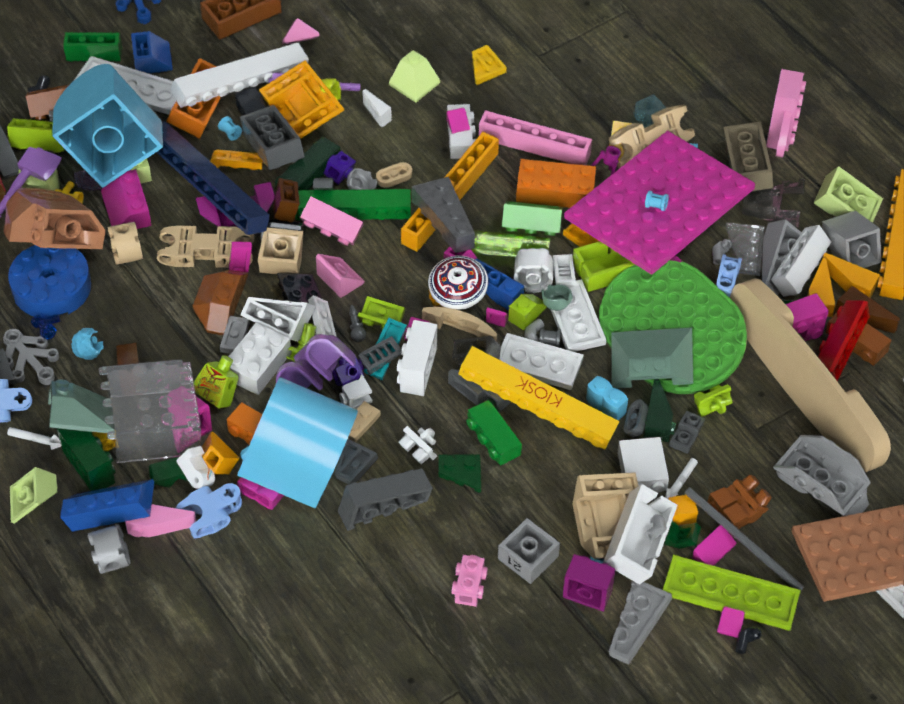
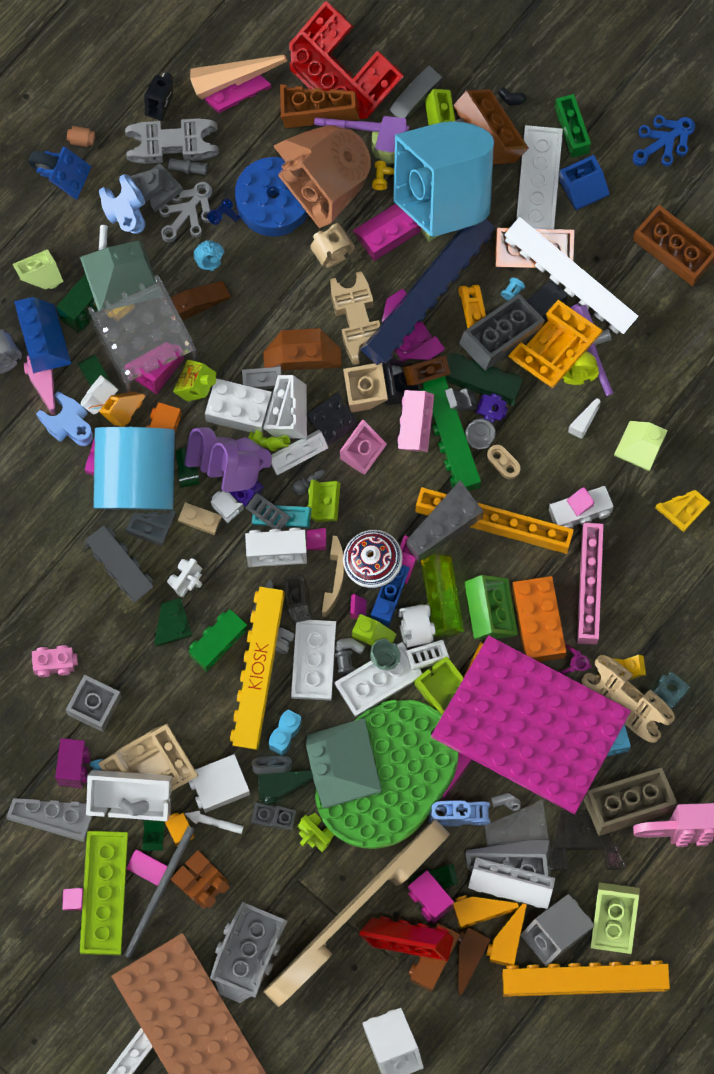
camera: 75 degrees right, 20 degrees up
(240, 256) = (345, 352): dark pink tile -> none
(299, 32) = (664, 314): bright pink slope -> none
(656, 200) = (515, 724): medium azure bush -> none
(746, 636) = (62, 915): black arm -> none

